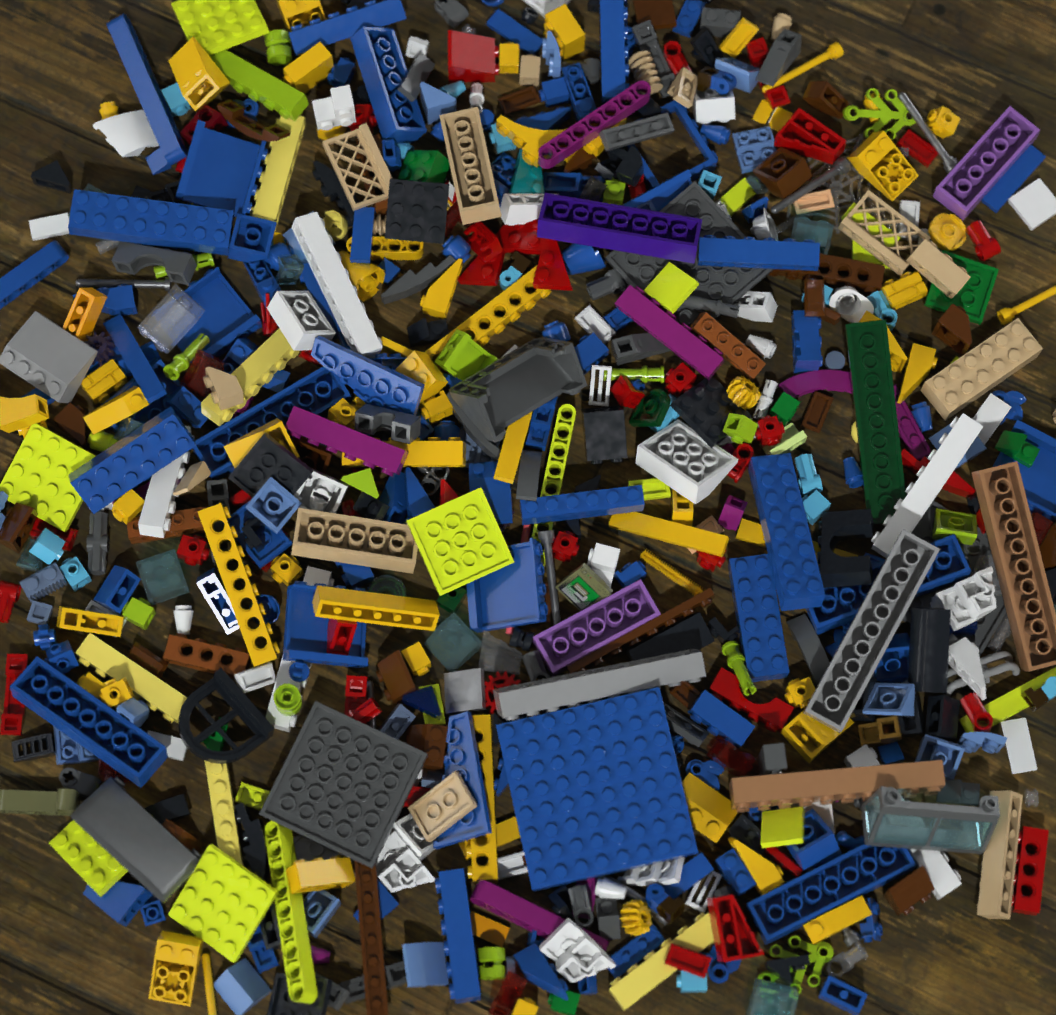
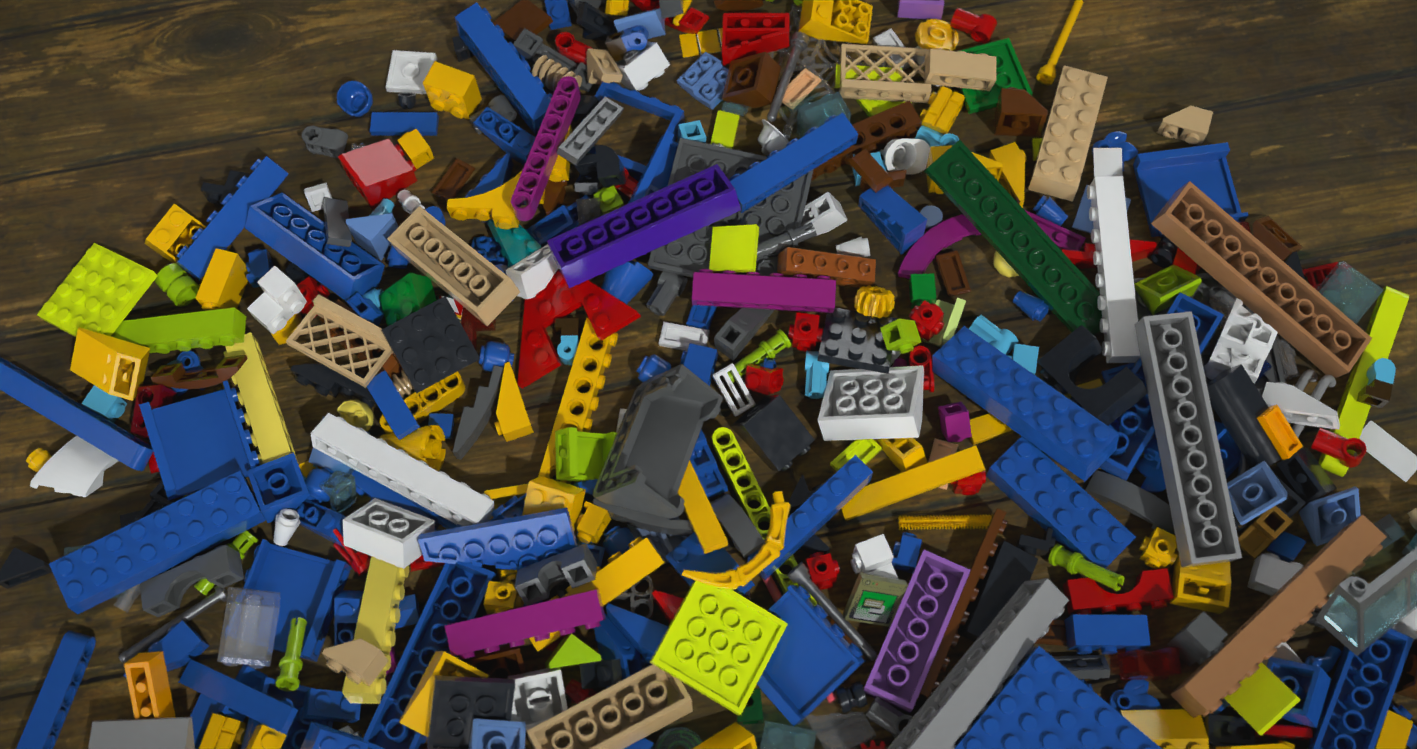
camera: 30 degrees left, 5 degrees down
(49, 226) = (51, 622): white tile -> none
(105, 349) = (198, 709): clear purple gear -> none
(157, 162) = (127, 477): blue slope -> none
(193, 378) = (315, 670): clear red brick -> none
(238, 268) = (285, 526): none -> white cone
(427, 332) = (524, 457): black slope -> none
(483, 241) = (517, 330): red hinge -> none
(501, 143) = (464, 229): medium azure brick -> none
(530, 70) = (444, 146): tan brick -> none
(532, 506) = (767, 554): none -> yellow animal
(552, 54) = (457, 119): medium blue slope -> none
(554, 92) = (482, 151): blue brick -> none
(651, 410) = (801, 378): dark green tile -> none
(716, 133) = (662, 89): blue cone -> none
(755, 209) = (751, 130): blue slope -> none
(765, 399) = (894, 285): white pin -> none
(941, 673) = (1279, 432): none -> light orange tile
(989, 741) = (1364, 470): medium blue slope -> none
(1016, 447) = (1156, 179): green slope -> none

